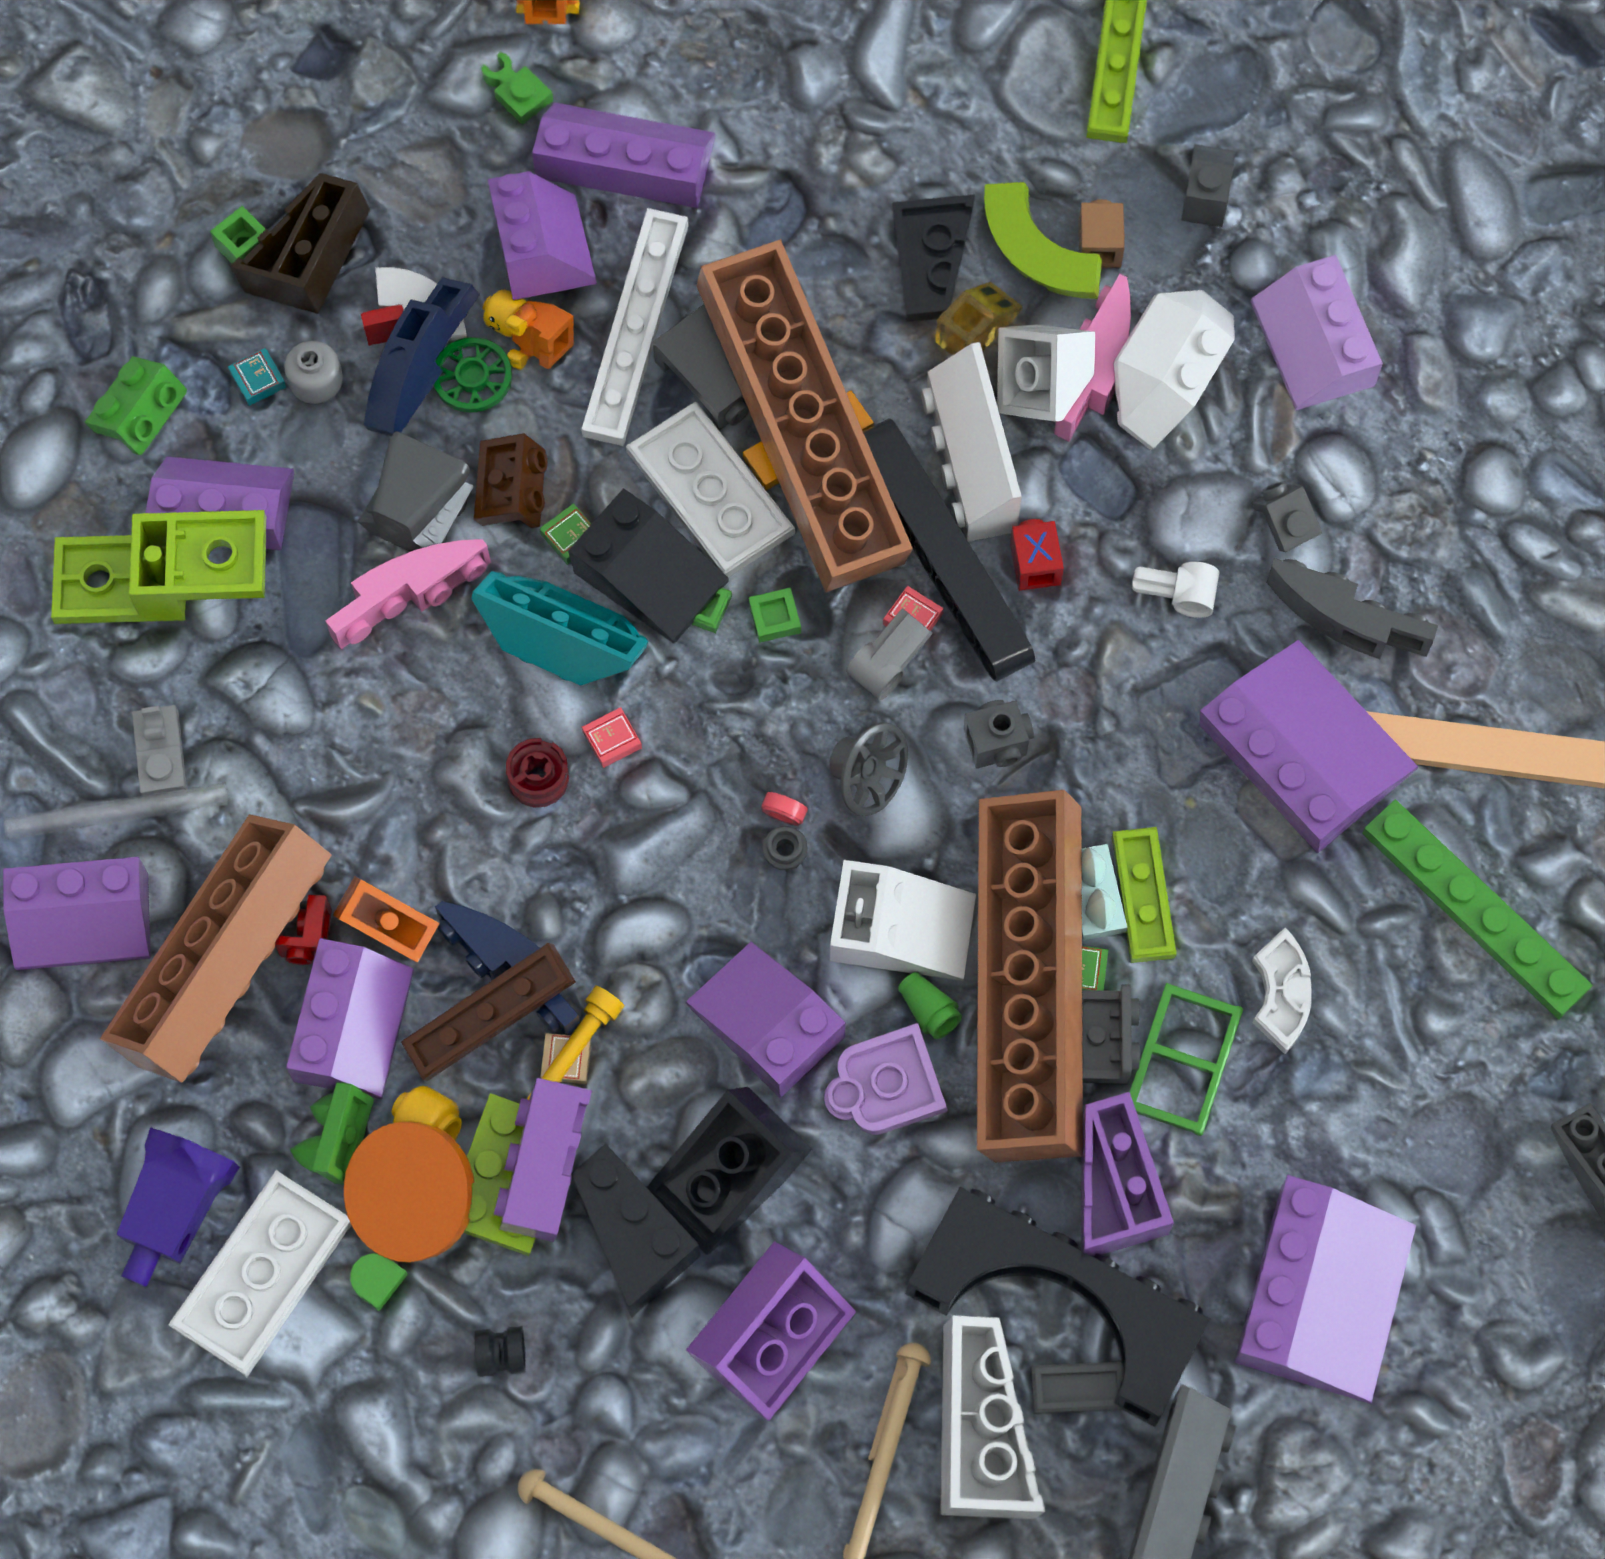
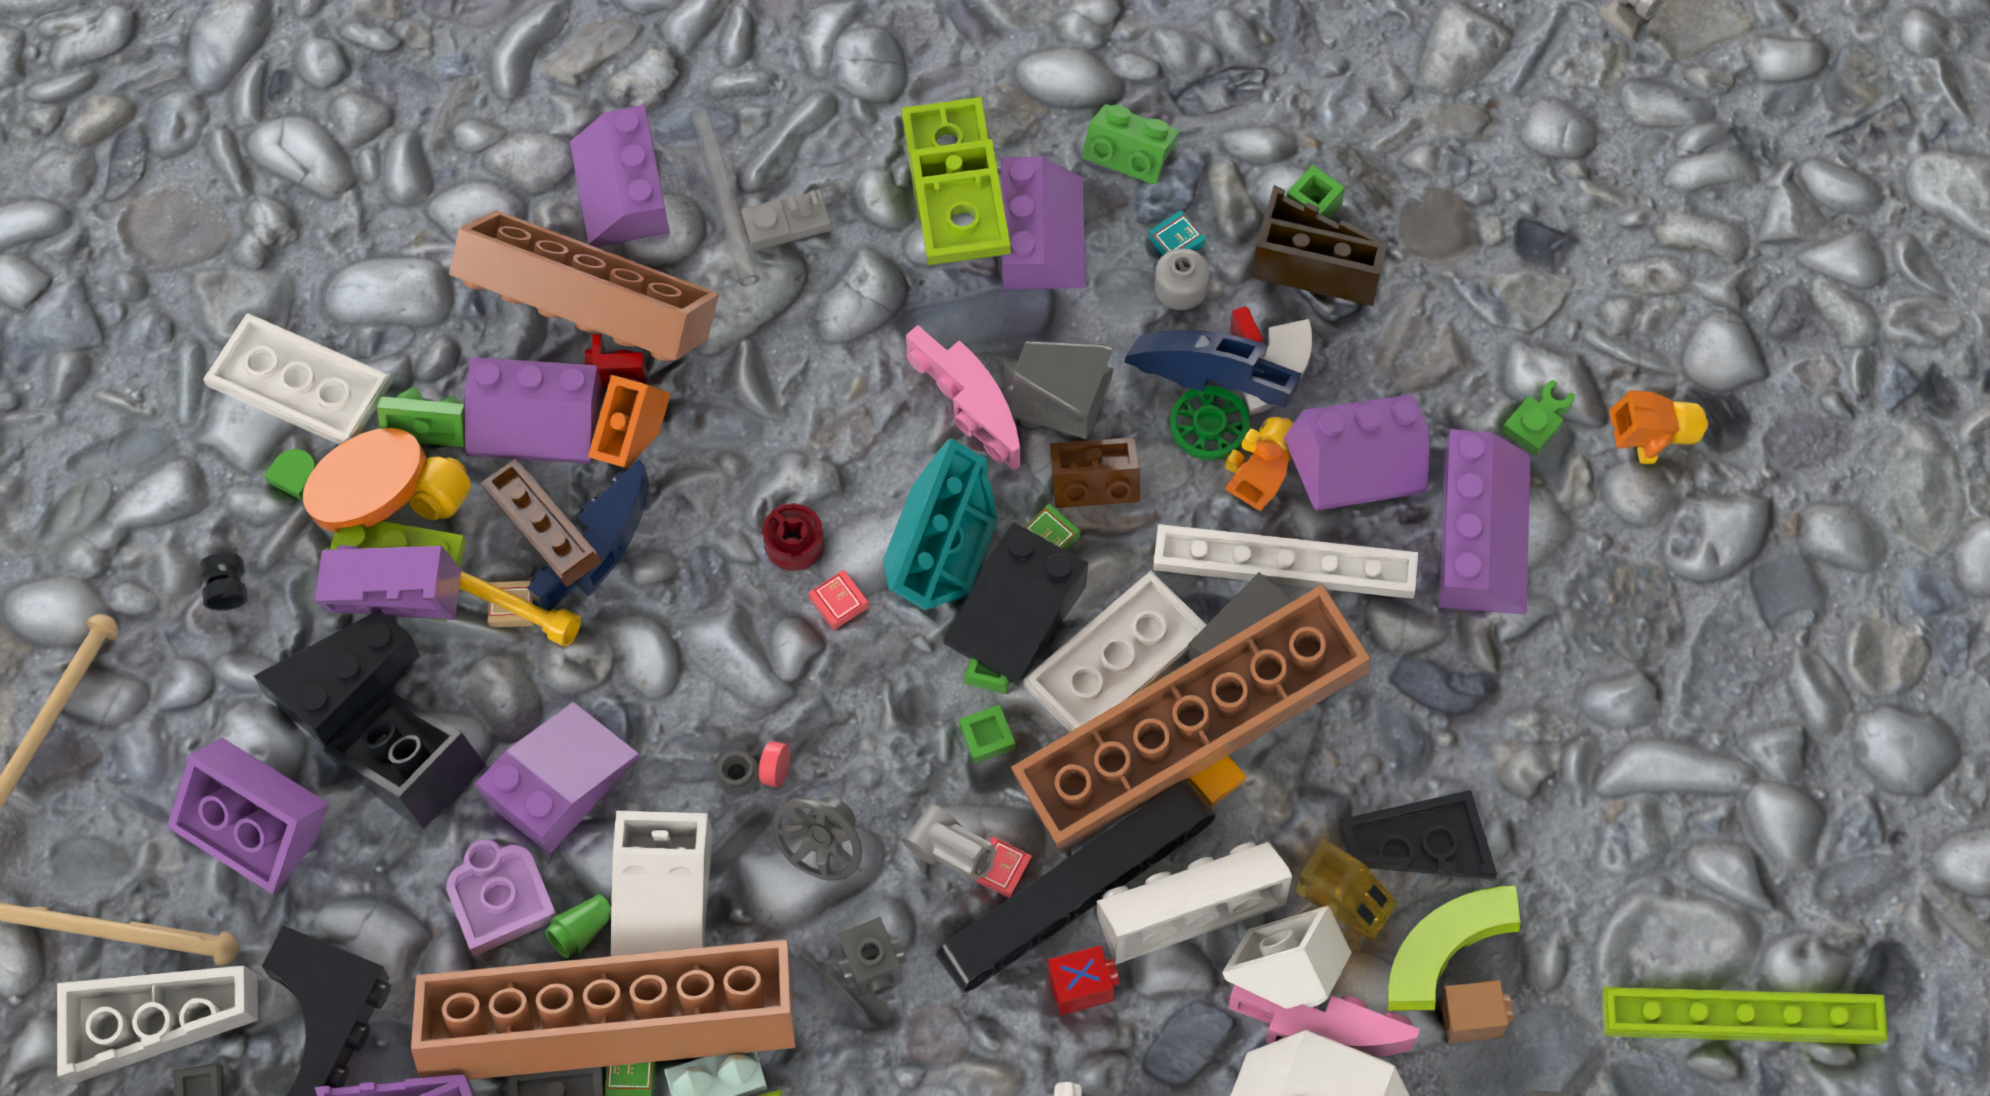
camera: 85 degrees right, 5 degrees down
(170, 1201) = (357, 293): dark purple piece -> none

